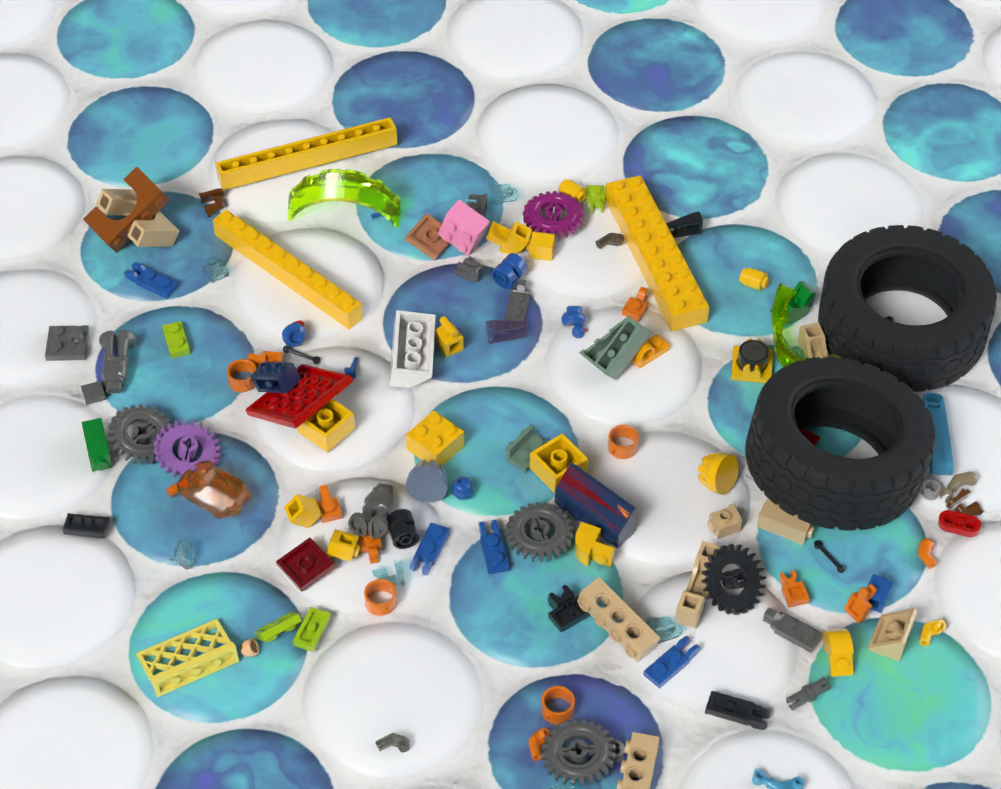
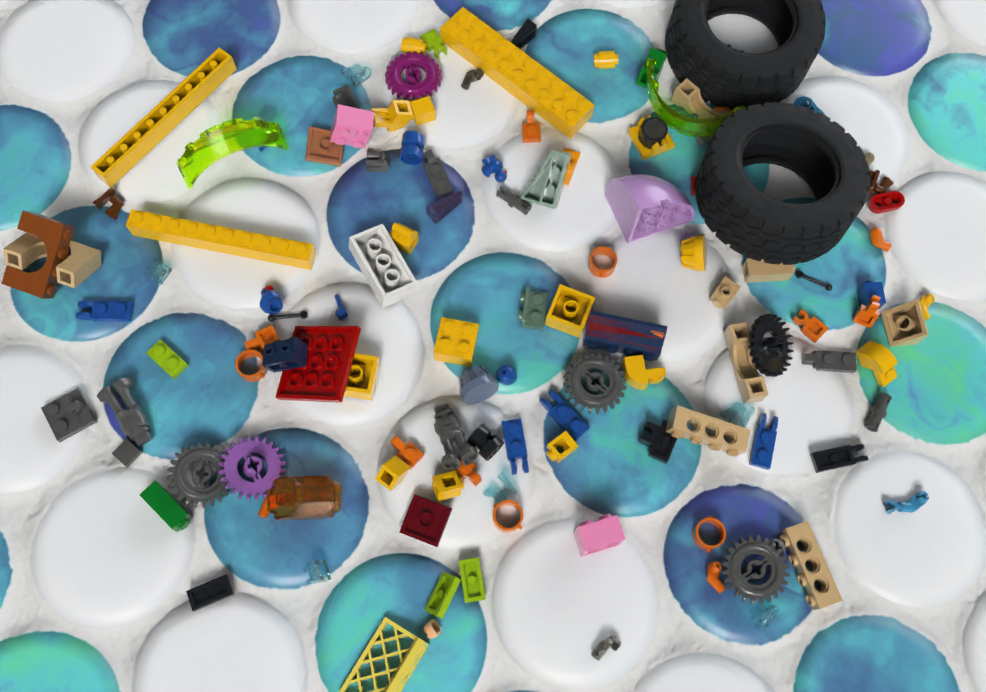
camera: 35 degrees left, 20 degrees up
(449, 647) = (598, 535): none -> bright pink brick
(469, 567) = (565, 442): none -> yellow brick
(574, 355) = (513, 200): none -> dark grey pin
(700, 412) = (647, 205): none -> lavender brick

